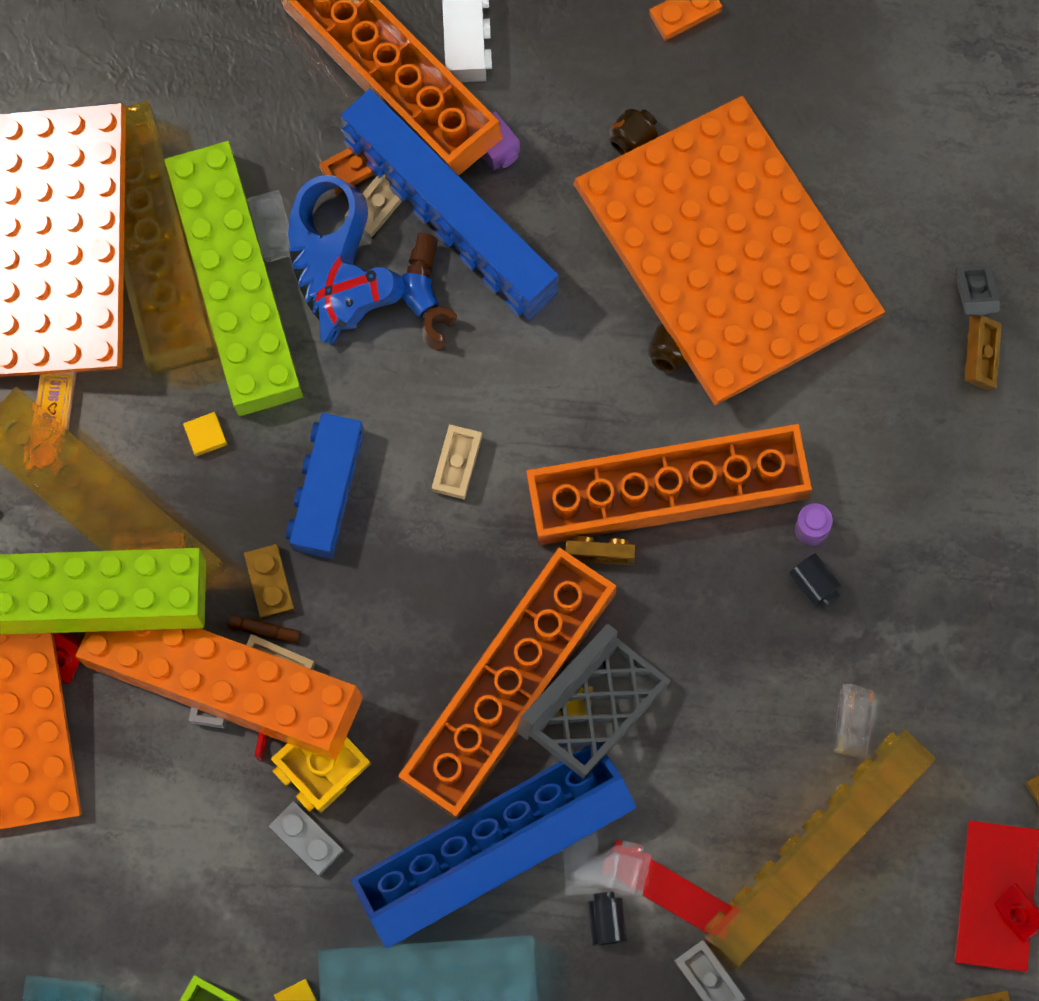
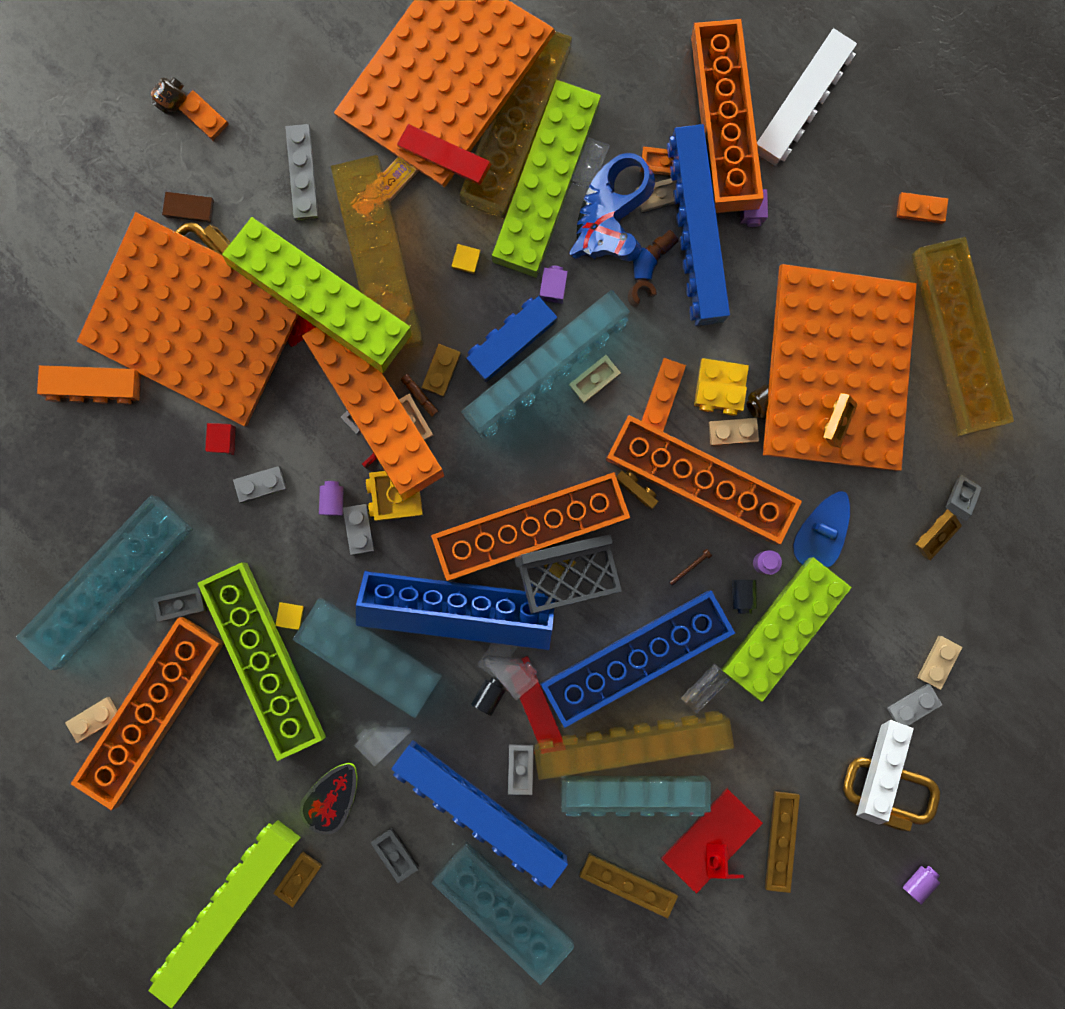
camera: 30 degrees right, 10 degrees up
(61, 849) = (220, 438): none -> red panel
(95, 329) = (444, 154): none -> red tile
(148, 872) = (259, 484): none -> light grey plate
(247, 825) = (331, 499): none -> medium lavender brick
(329, 389) = (553, 284): none -> medium lavender brick
(388, 486) = (546, 364): none -> clear light blue brick
(548, 420) = (663, 393): none -> orange plate
(609, 366) = (721, 386): none -> yellow plate
(632, 130) = (837, 258): dark brown head -> none
(662, 406) = (733, 431): none -> tan plate
(737, 567) = (707, 554): none -> reddish brown piece
(746, 745) = (637, 658): none -> blue brick
(772, 302) = (842, 414): none -> pearl gold plate
(838, 116) = (962, 336): none -> clear yellow brick
(852, 446) = (824, 531): none -> blue shield
(864, 903) = (635, 794): none -> clear light blue brick
(892, 584) = (785, 628): none -> lime brick

